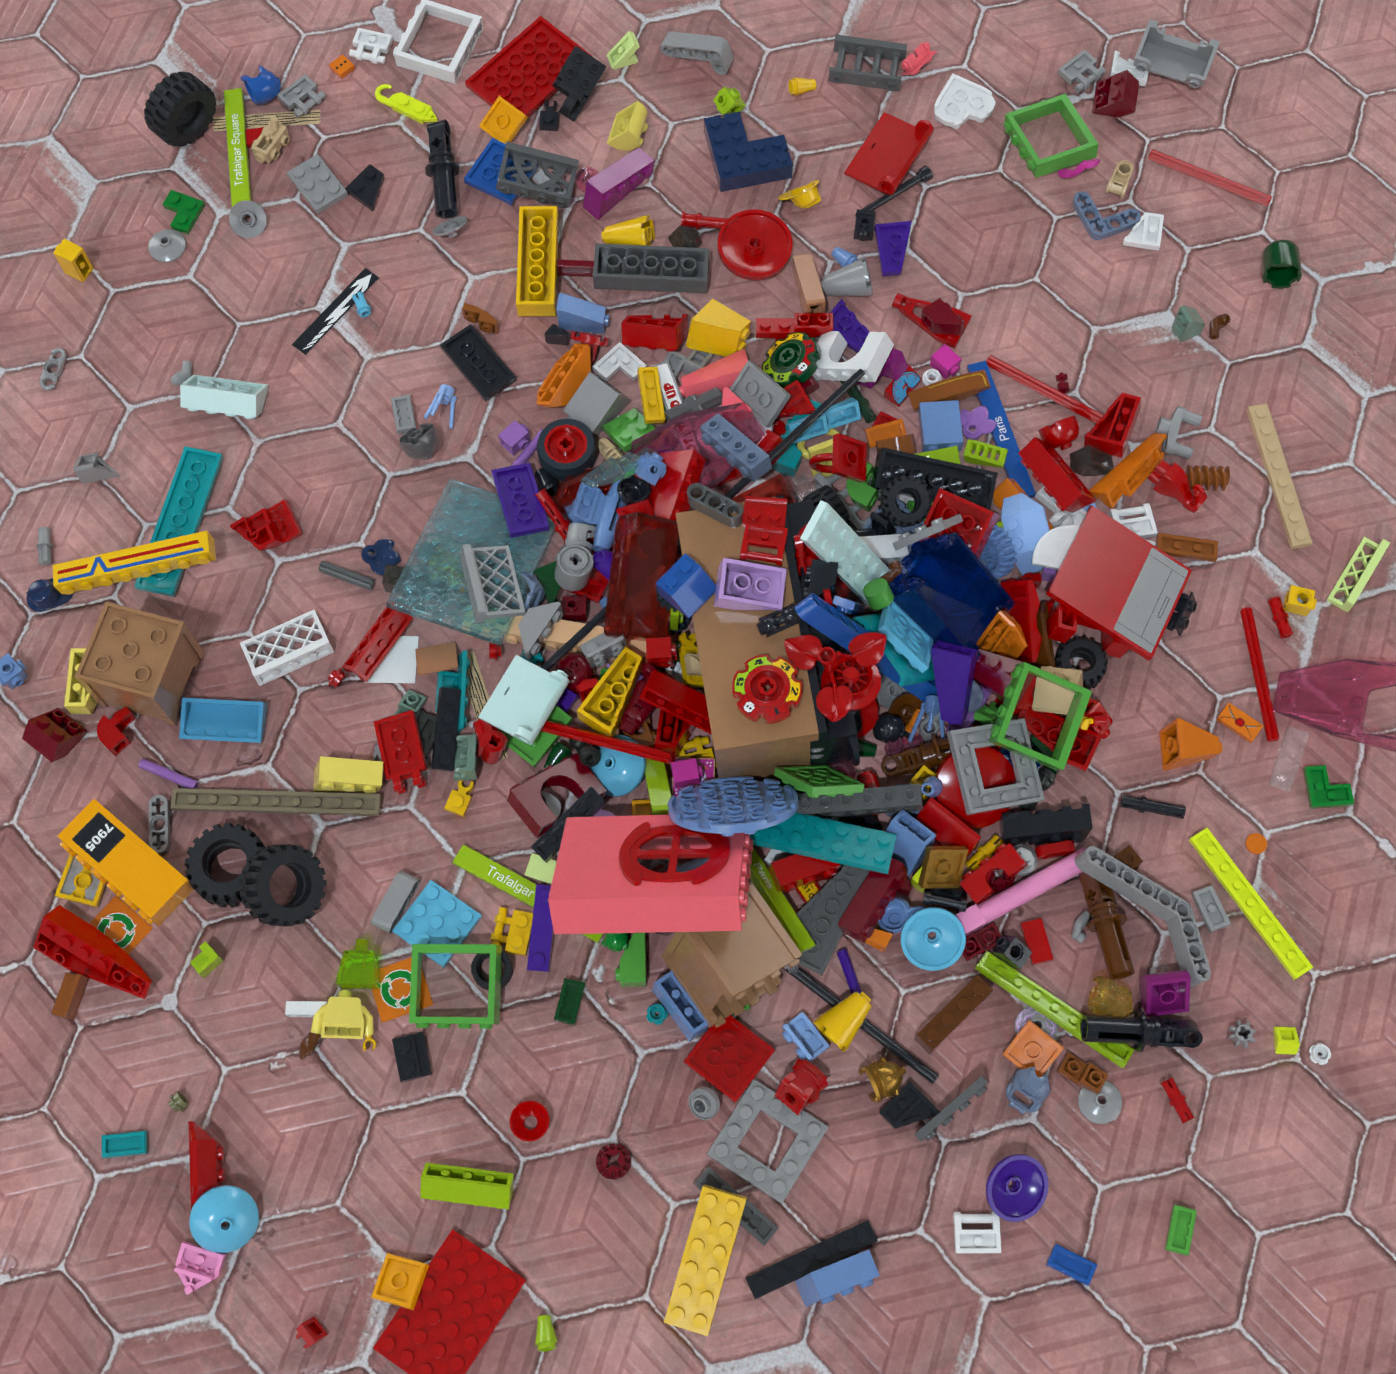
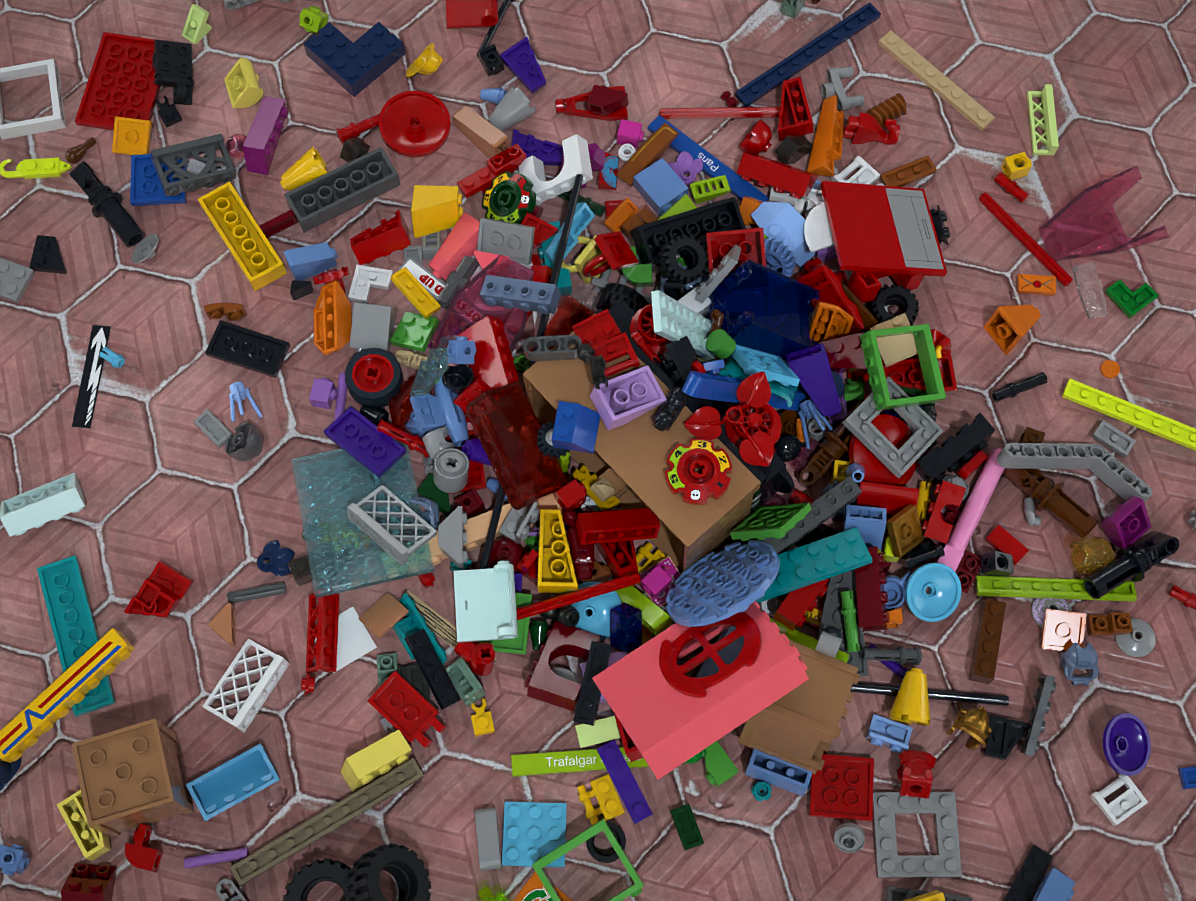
camera: 35 degrees left, 0 degrees up
(303, 585) = (224, 624): none -> nougat slope
(446, 110) = (75, 154): none -> reddish brown piece
(632, 794) = (625, 627): none -> clear blue brick
(738, 528) = (597, 364): none -> pearl dark grey bar
(791, 918) = (829, 642): none -> light grey piece
(835, 914) = (849, 616): none -> bright green pin
(862, 975) = (899, 655): none -> dark grey pin
(1169, 382) = (807, 54): none -> dark blue plate

